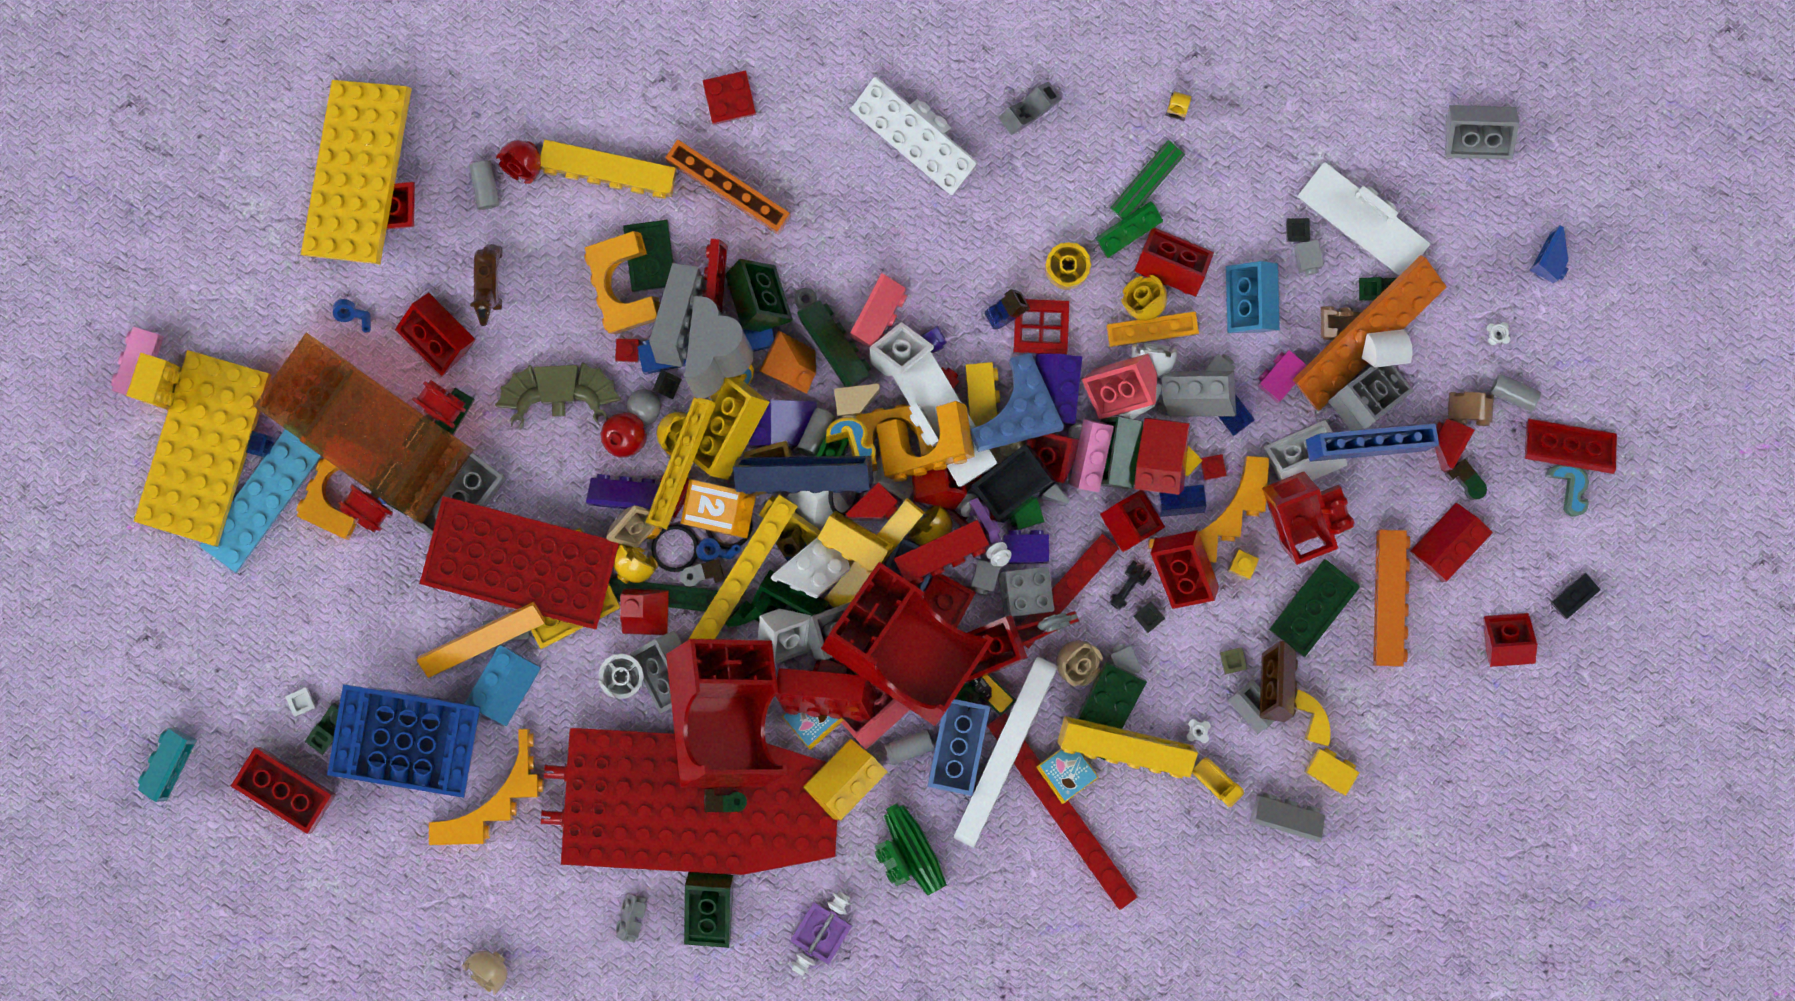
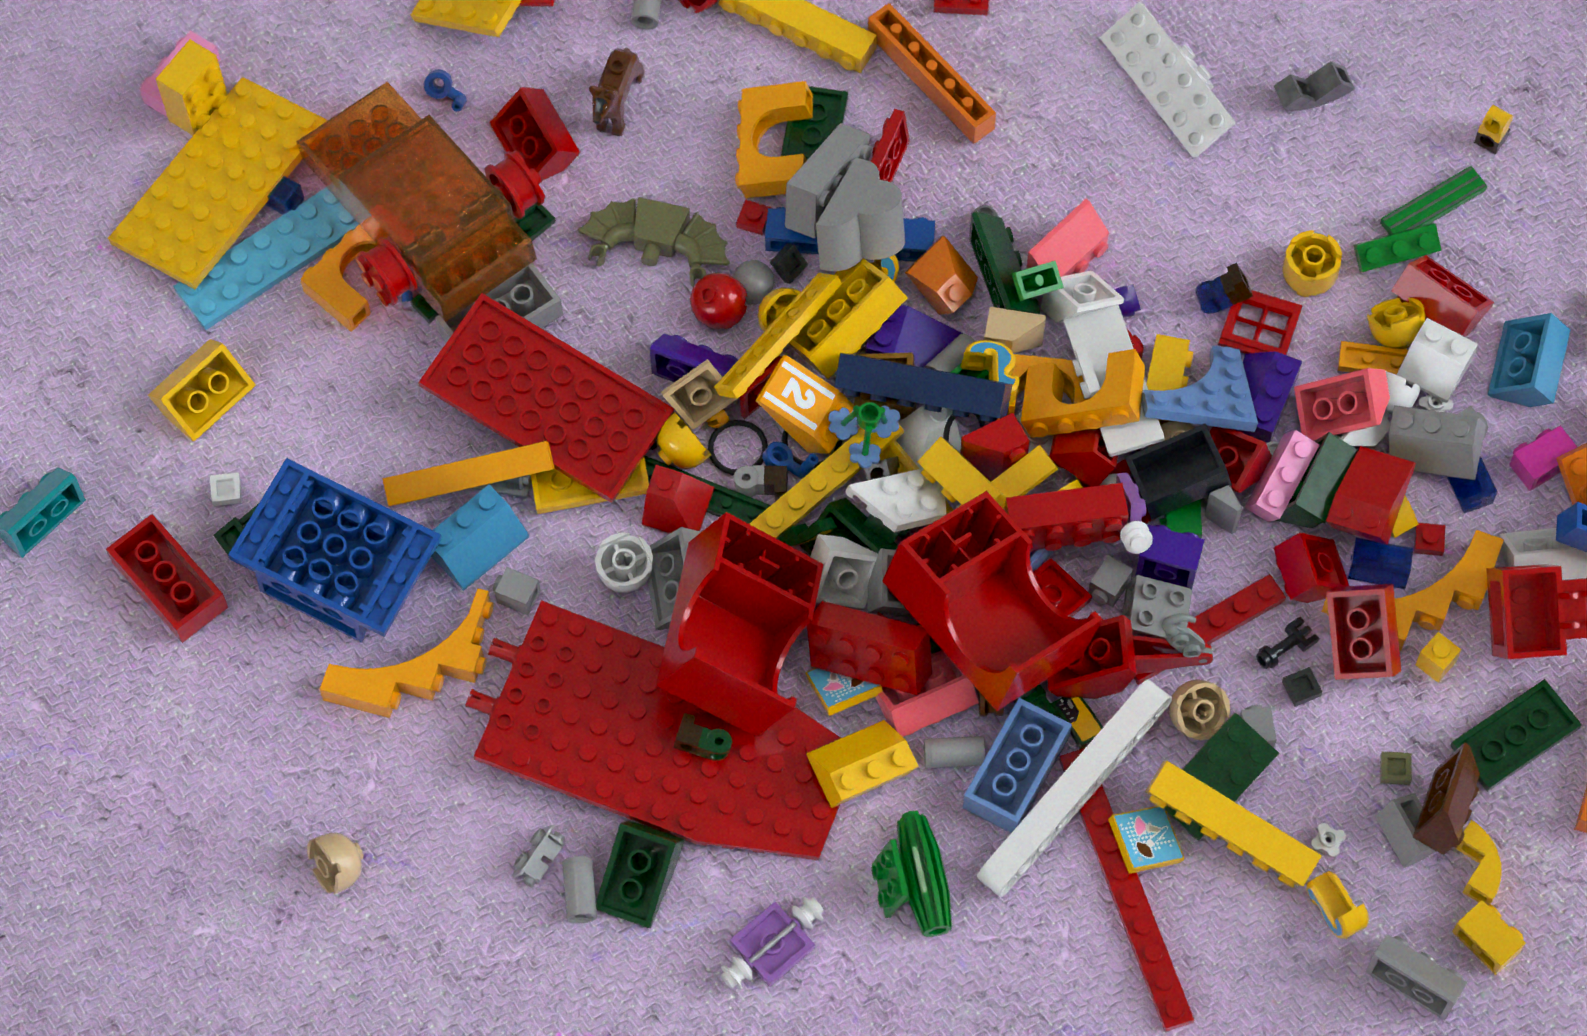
camera: 15 degrees right, 20 degrees down
(253, 627) = (202, 389): none -> yellow slope
(547, 718) = (516, 590): none -> light grey brick
(669, 936) = (579, 889): none -> light grey pin
(758, 295) = (929, 191): dark green slope -> none
(778, 511) = (871, 419): none -> medium blue plant
(863, 358) = (1037, 280): none -> green slope
(1183, 324) = (1437, 360): none -> white slope
(1184, 354) = (1427, 404): none -> white plate

